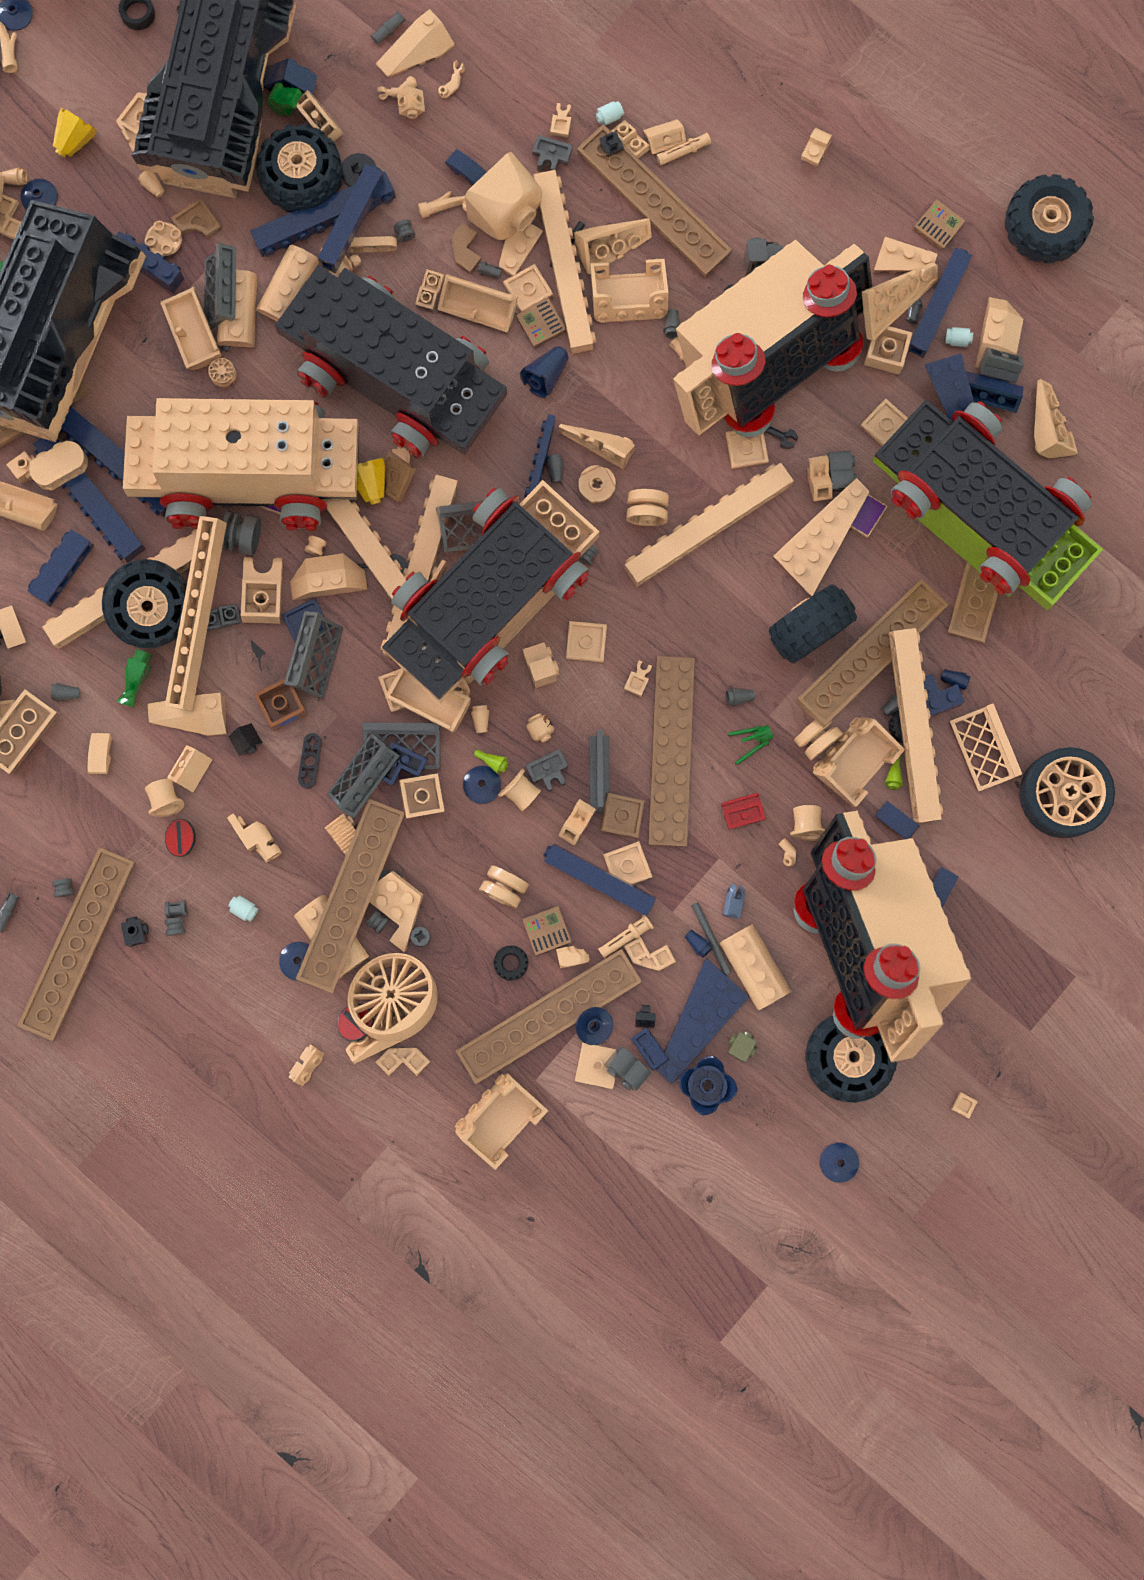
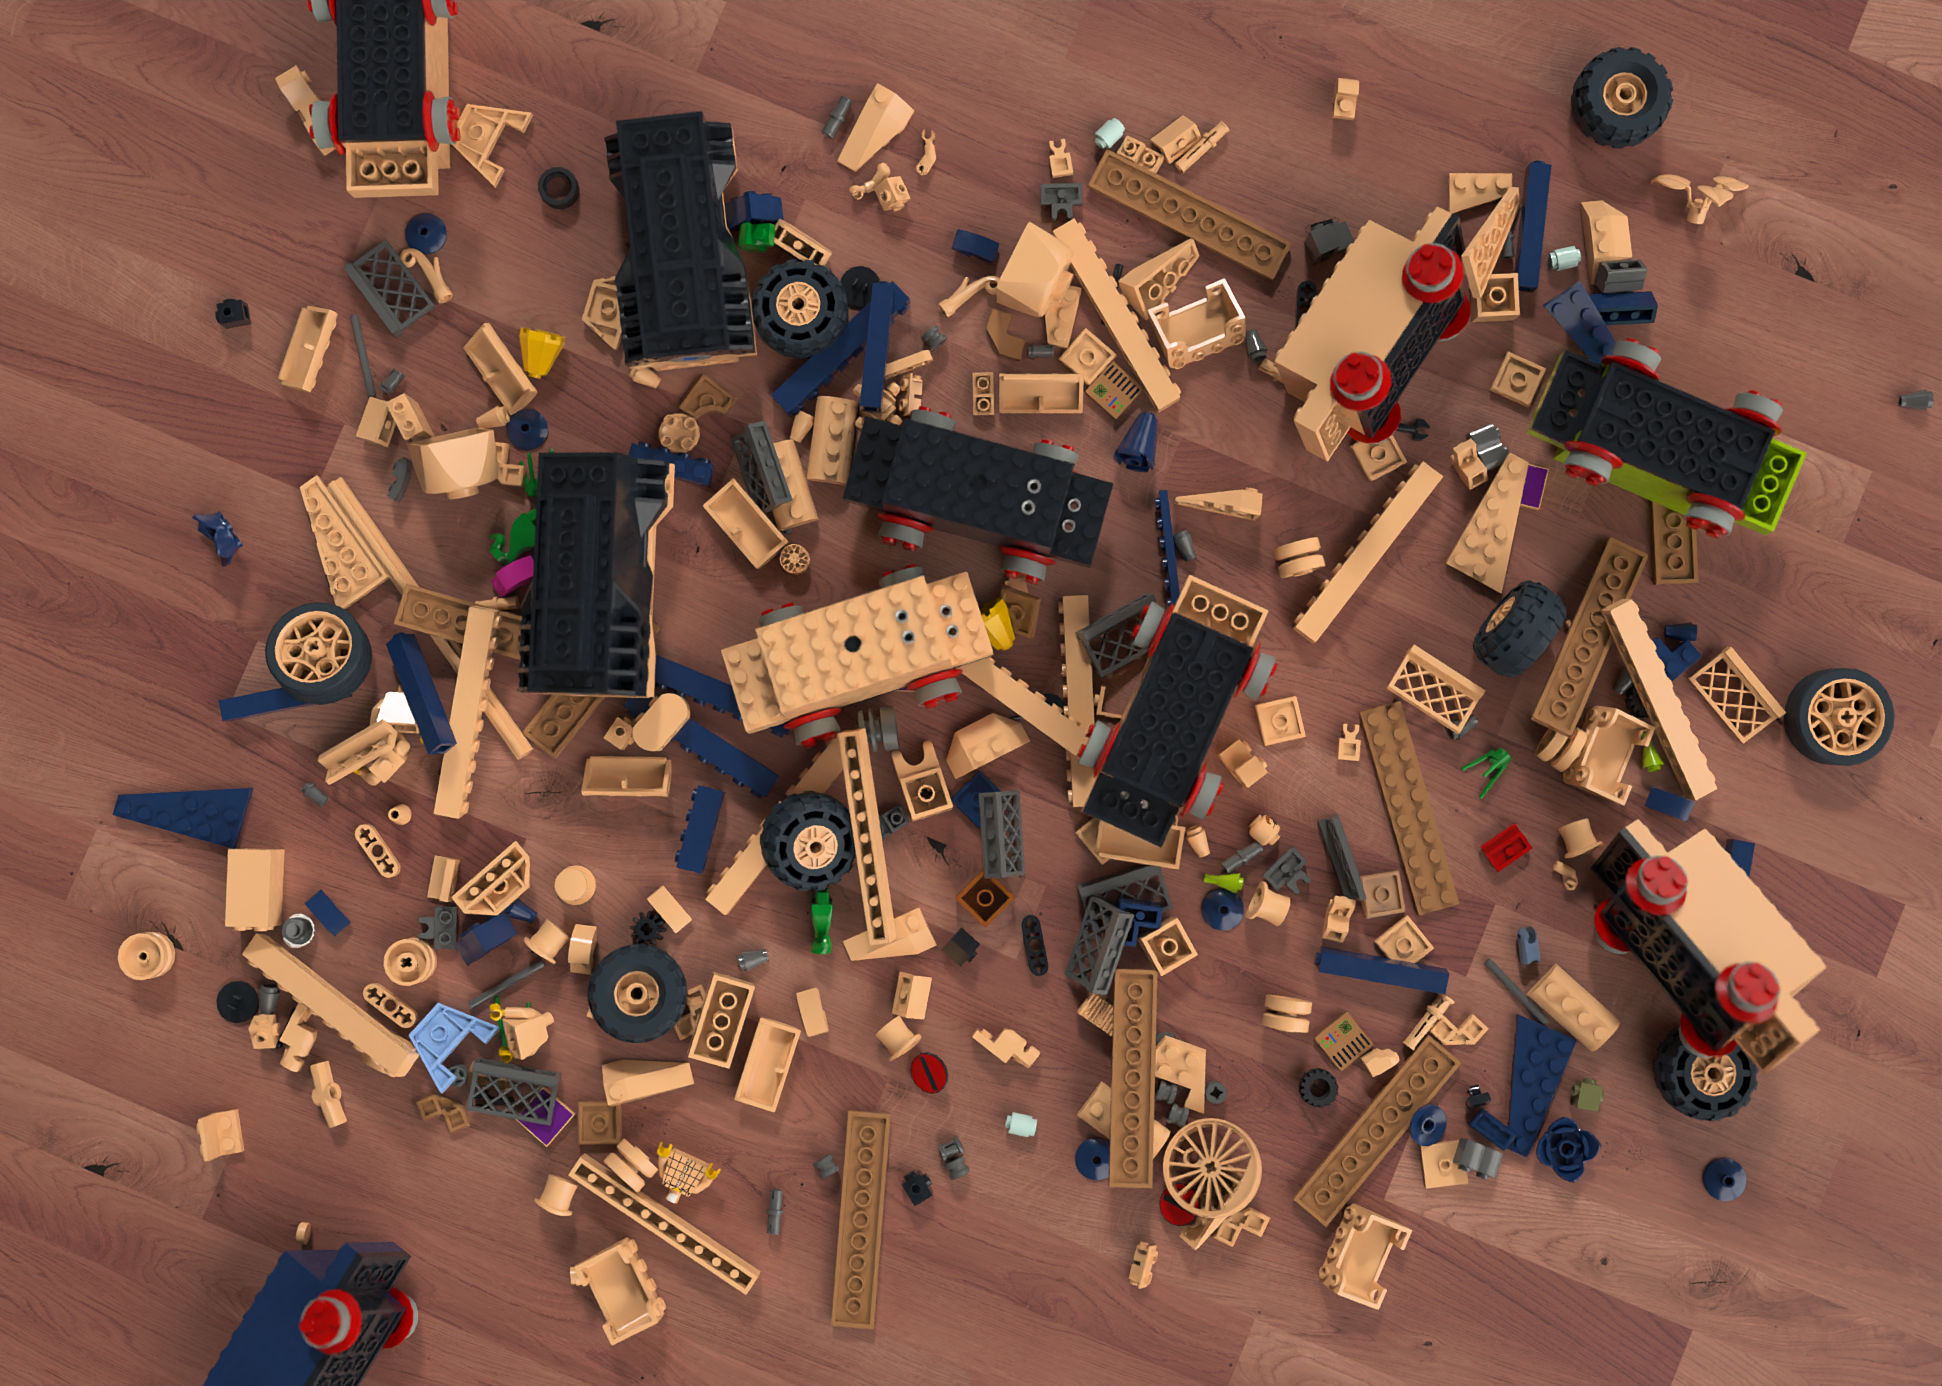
camera: 10 degrees left, 5 degrees up
(33, 138) = (500, 369): none -> light nougat container
(43, 783) = (767, 1064): none -> light nougat container
(267, 266) = (801, 426): none -> light nougat cone
(315, 546) = (960, 714): light nougat wheel -> none
(371, 264) = (910, 386): none -> light nougat hinge
(380, 945) = (1177, 1115): none -> dark grey wheel
(513, 744) = (1242, 857): none -> dark grey pin
(599, 474) = (1246, 547): light nougat plate -> none
(611, 144) = (1124, 168): black tile -> none
(698, 943) = (1506, 1002): dark blue cone -> none
(740, 650) = (1440, 673): none -> light nougat fence
(939, 224) = (1502, 140): medium nougat tile -> none
(964, 1105) = (1834, 1077): light nougat tile -> none
(1050, 432) = (1694, 329): light nougat wedge -> none
(1086, 331) = (1716, 194): none -> light nougat plant

